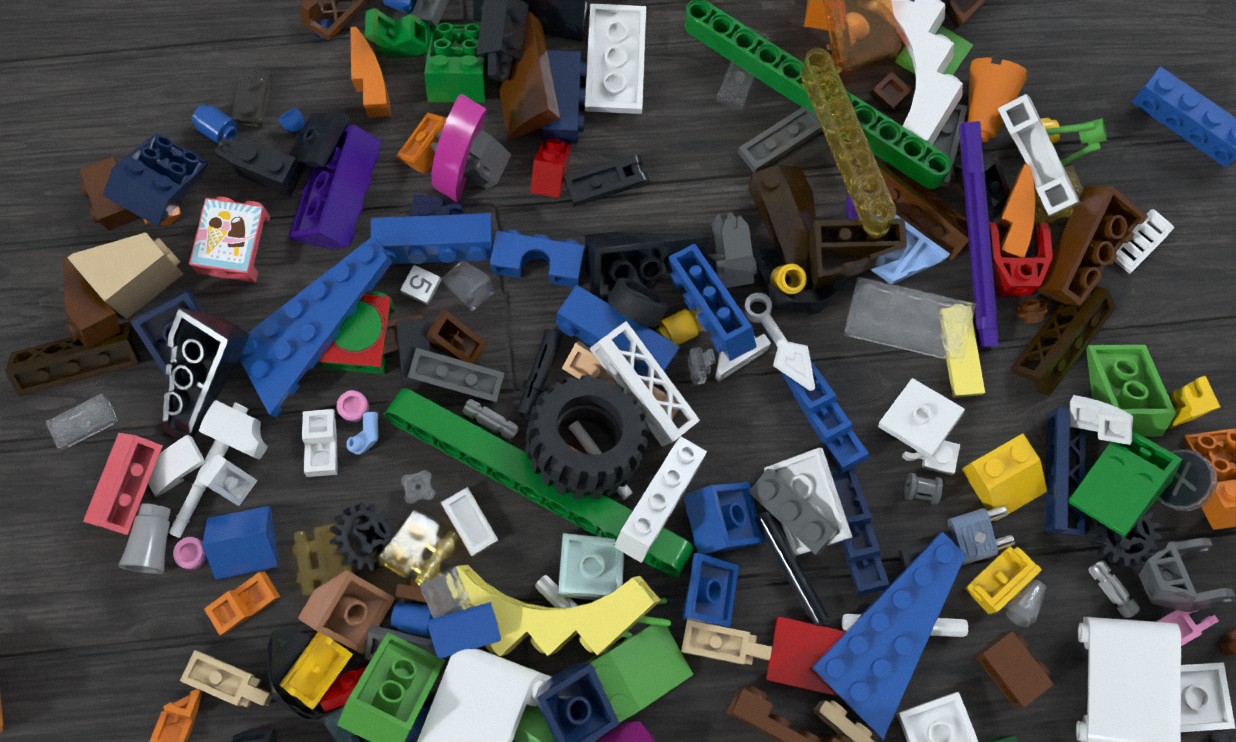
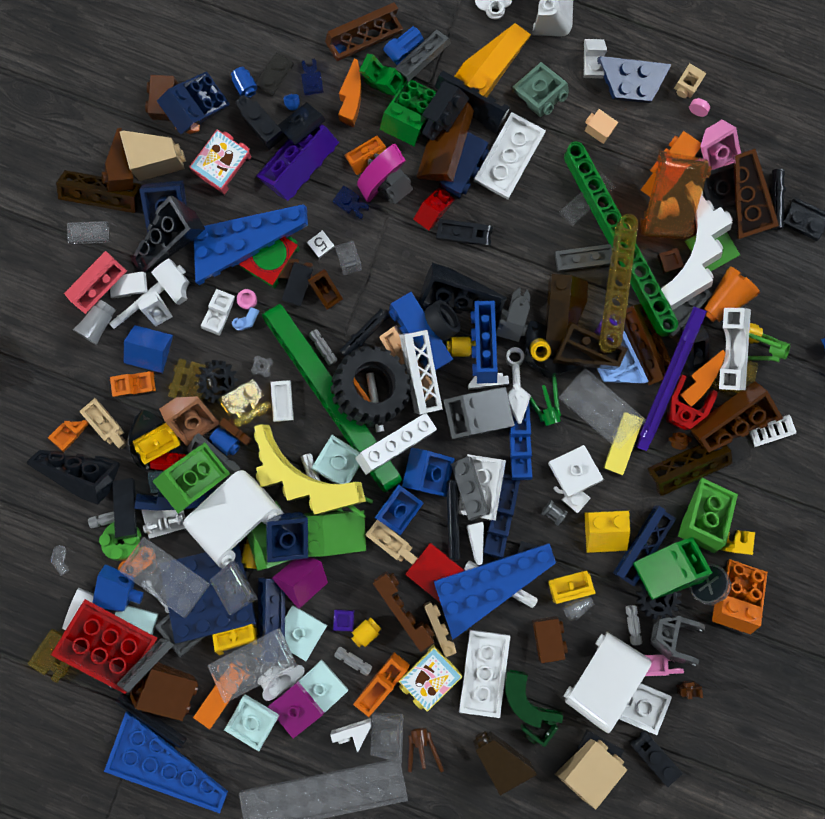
camera: 25 degrees right, 10 degrees up
(189, 553) = (115, 340): bright pink tile -> none
(305, 82) = (311, 80): none -> clear blue plate
(435, 238) = (341, 220): blue brick -> none
(445, 593) = (246, 443): clear slope -> none
(455, 375) = (314, 311): dark grey plate -> none
(464, 630) = (247, 463): blue slope -> none
(514, 250) = (385, 250): blue arch -> none
(700, 364) = (460, 375): clear plate -> none
(751, 402) = (479, 413): none -> slope
(837, 577) = (475, 534): none -> white slope
(848, 358) = (551, 414): none -> green plant
(975, 534) = (568, 555): sand blue piece -> none
(1107, 420) = (680, 524): white slope -> none

